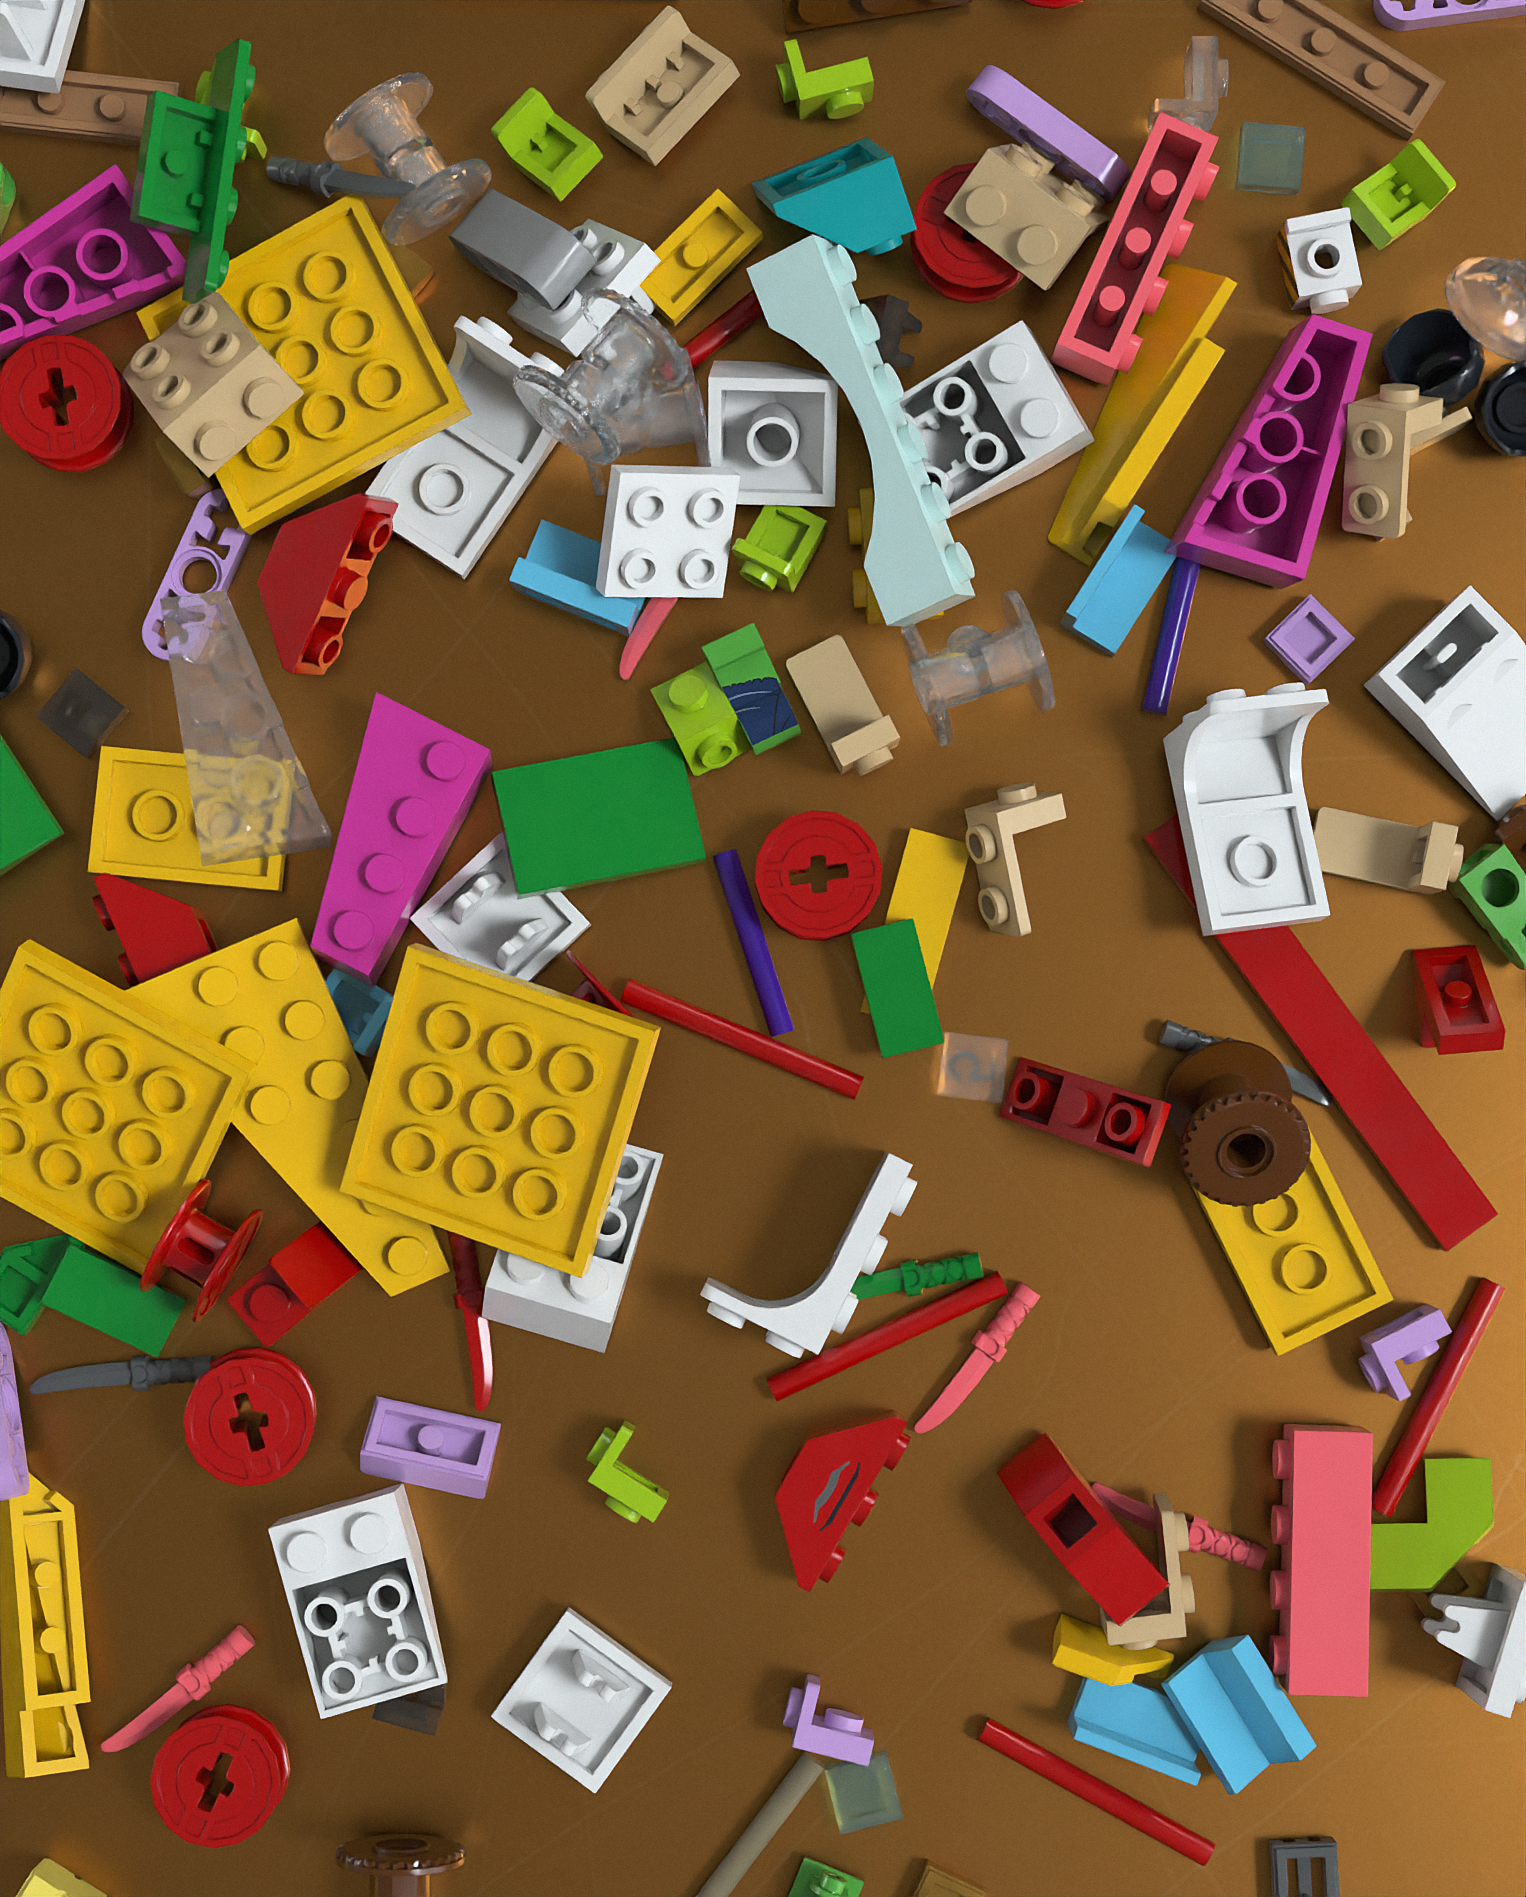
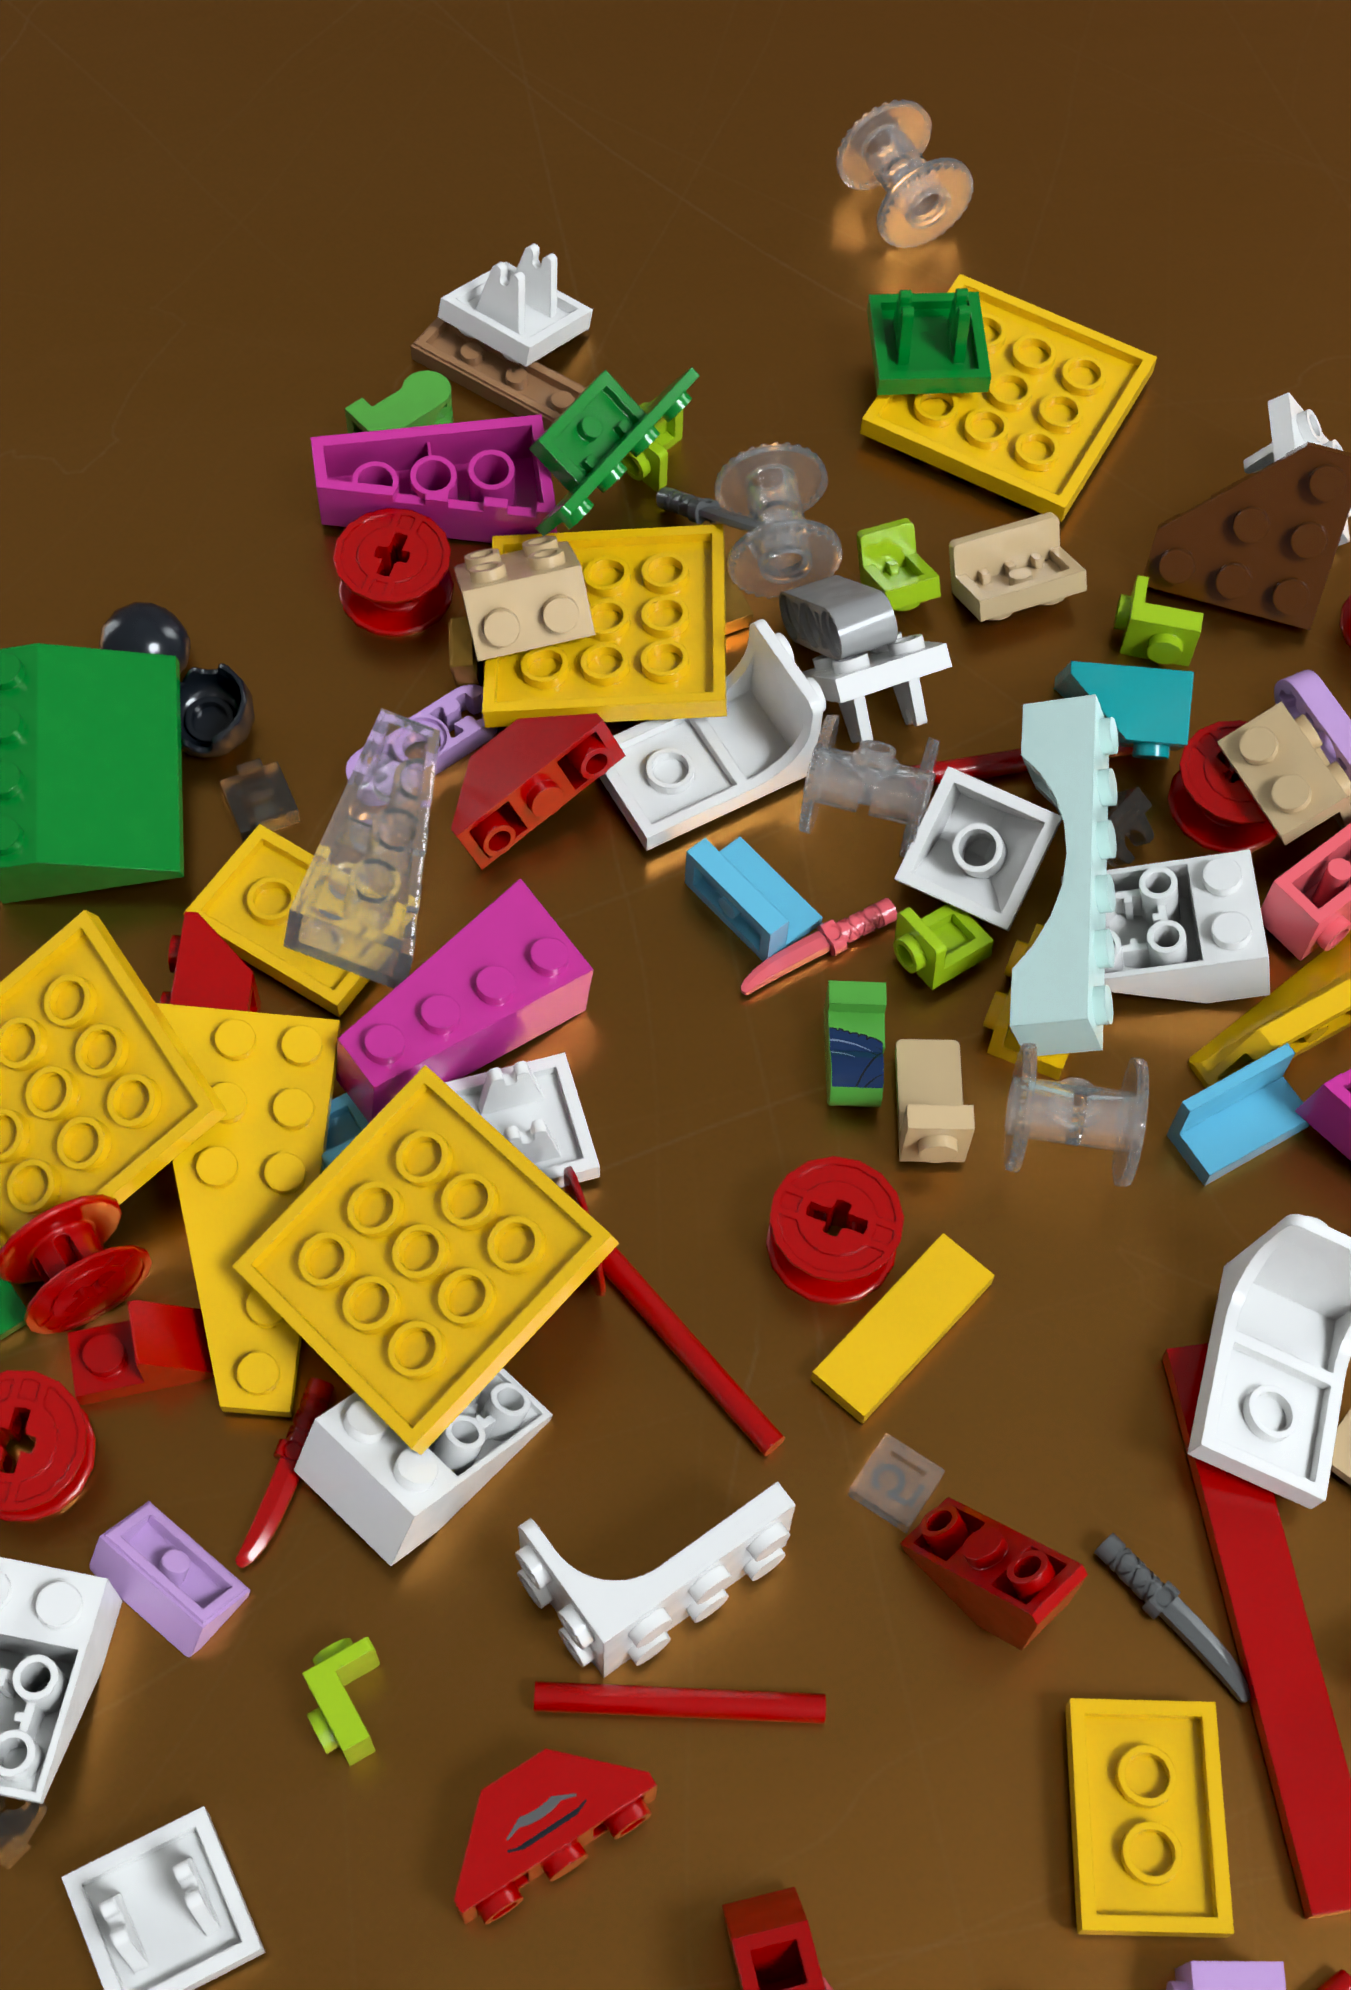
camera: 20 degrees right, 25 degrees down
(597, 817) = (657, 1083): green tile -> none
(607, 379) = (887, 704): clear hose -> none
(667, 531) = (847, 872): white plate -> none
(699, 256) = (979, 701): yellow plate -> none
(701, 719) = (795, 1054): lime bracket -> none
(753, 942) = (741, 1267): dark purple bar -> none
(897, 988) = (859, 1364): green tile -> none
(916, 1277) = (737, 1658): green piece -> none
(987, 1350) = (776, 1770): coral piece -> none
(994, 852) = (1014, 1281): tan bracket -> none
(1171, 637) = (1269, 1191): dark purple bar -> none
(1237, 1123) = (1148, 1693): reddish brown hose -> none

